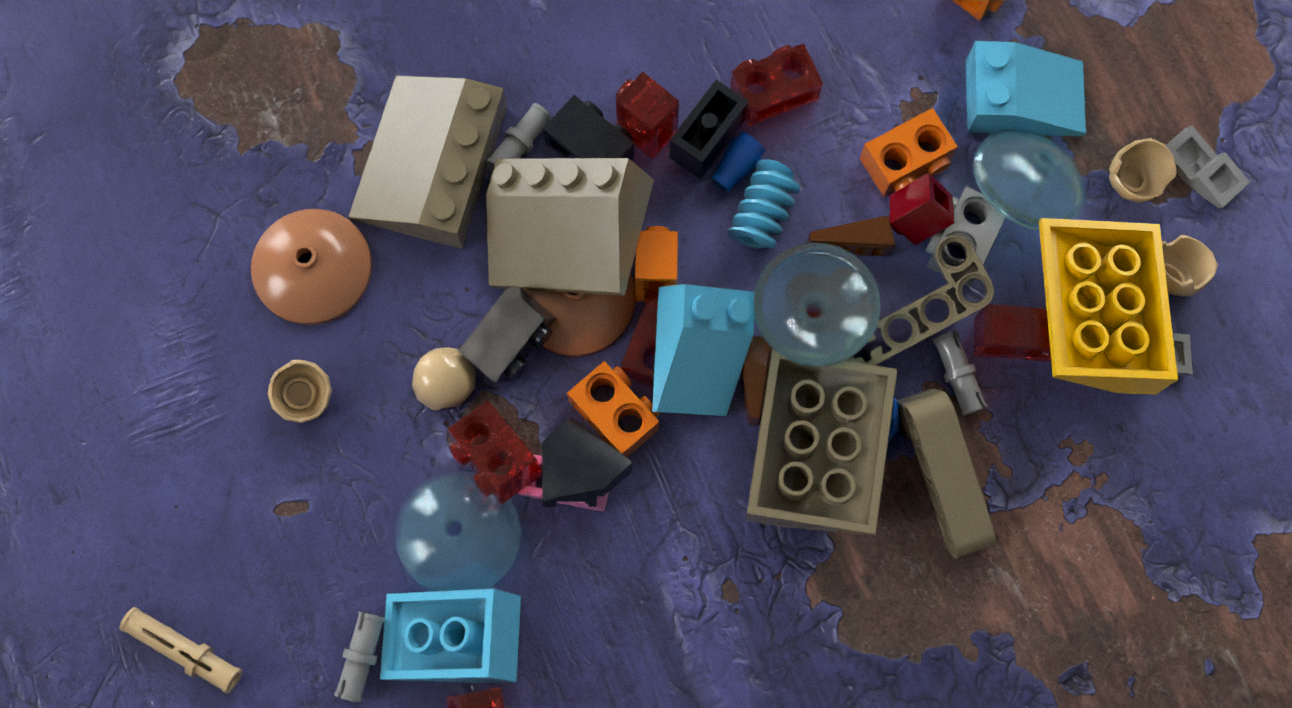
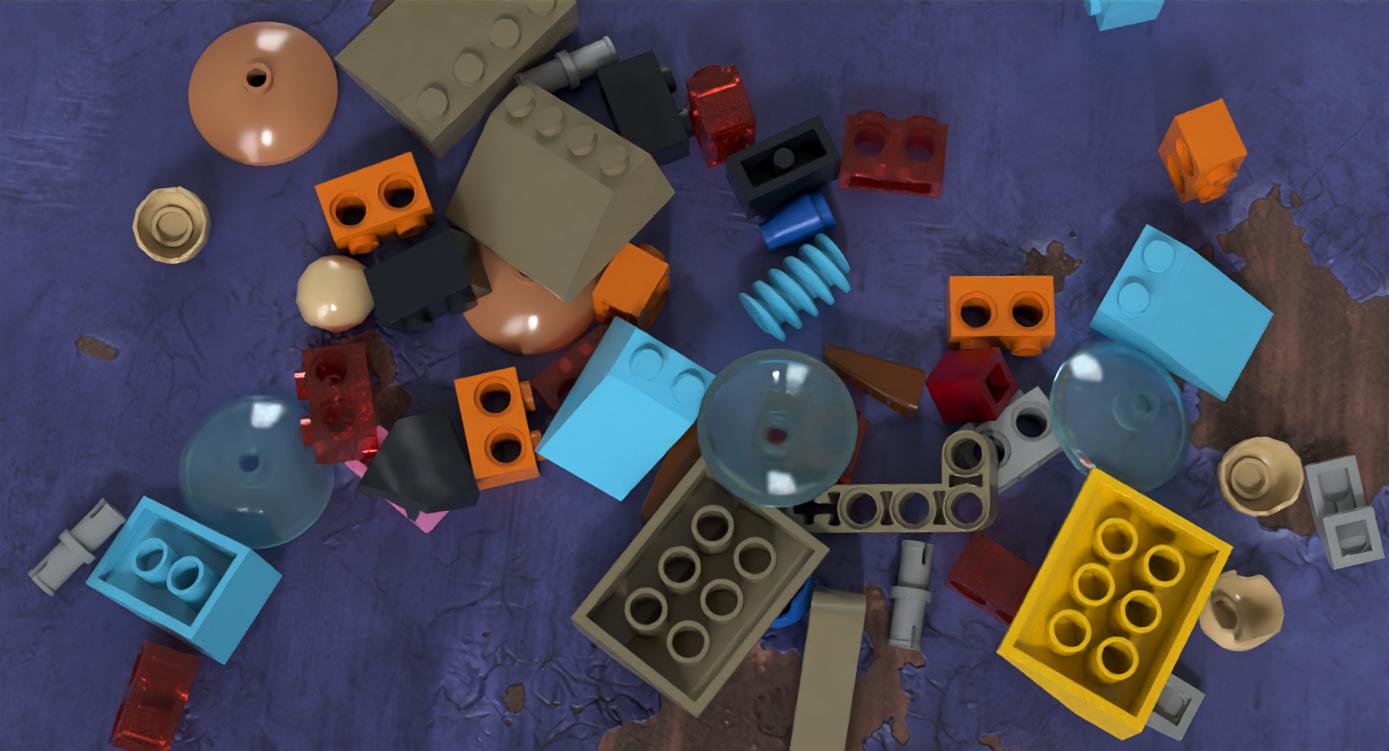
camera: 30 degrees right, 0 degrees up
(430, 295) = (372, 191): none -> orange brick

